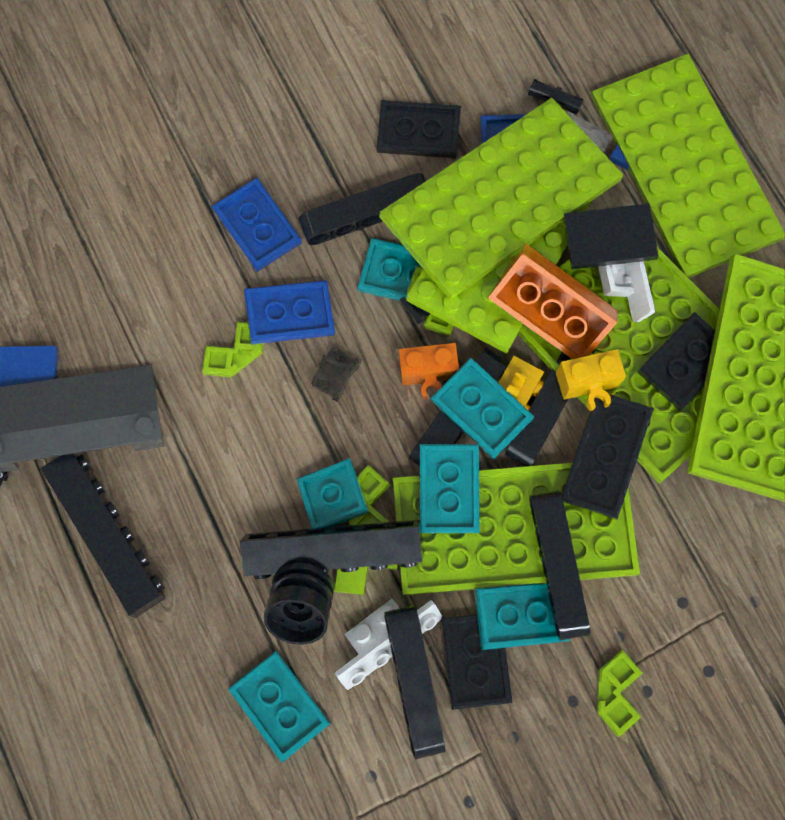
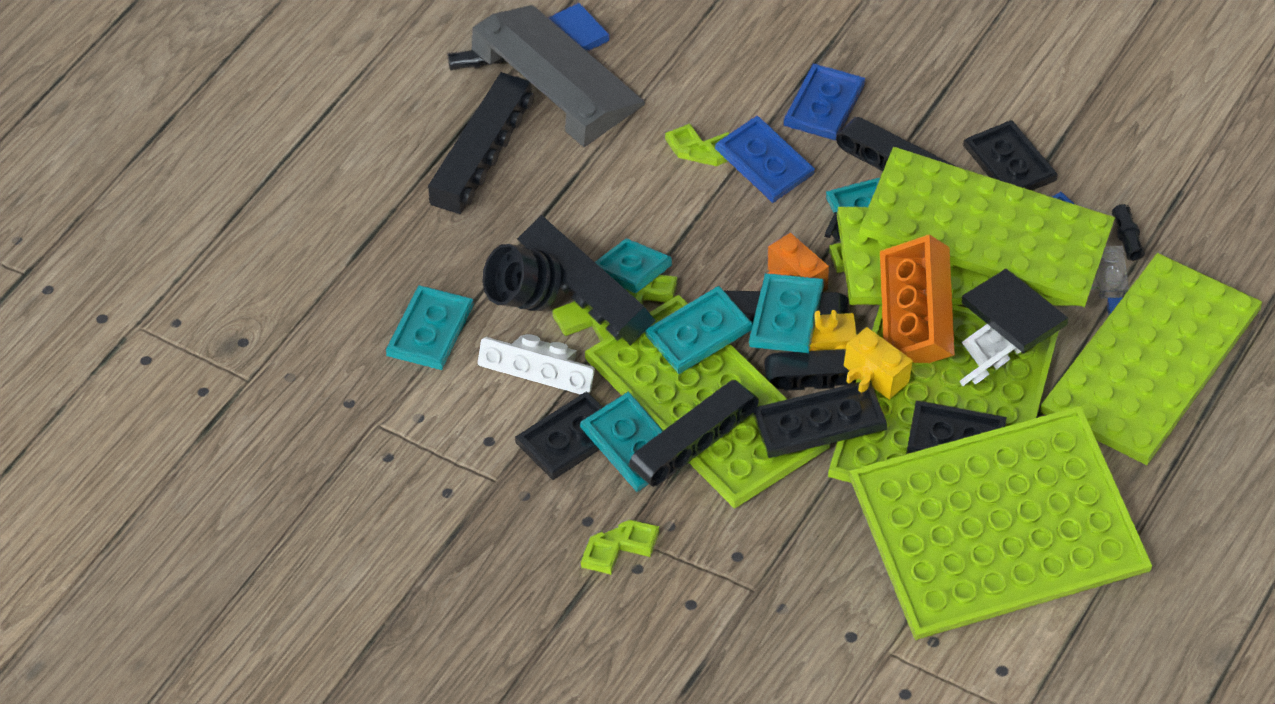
camera: 55 degrees right, 25 degrees down
(335, 373) = (738, 213): clear smoke piece -> none
(414, 682) = (516, 388): black beam -> none

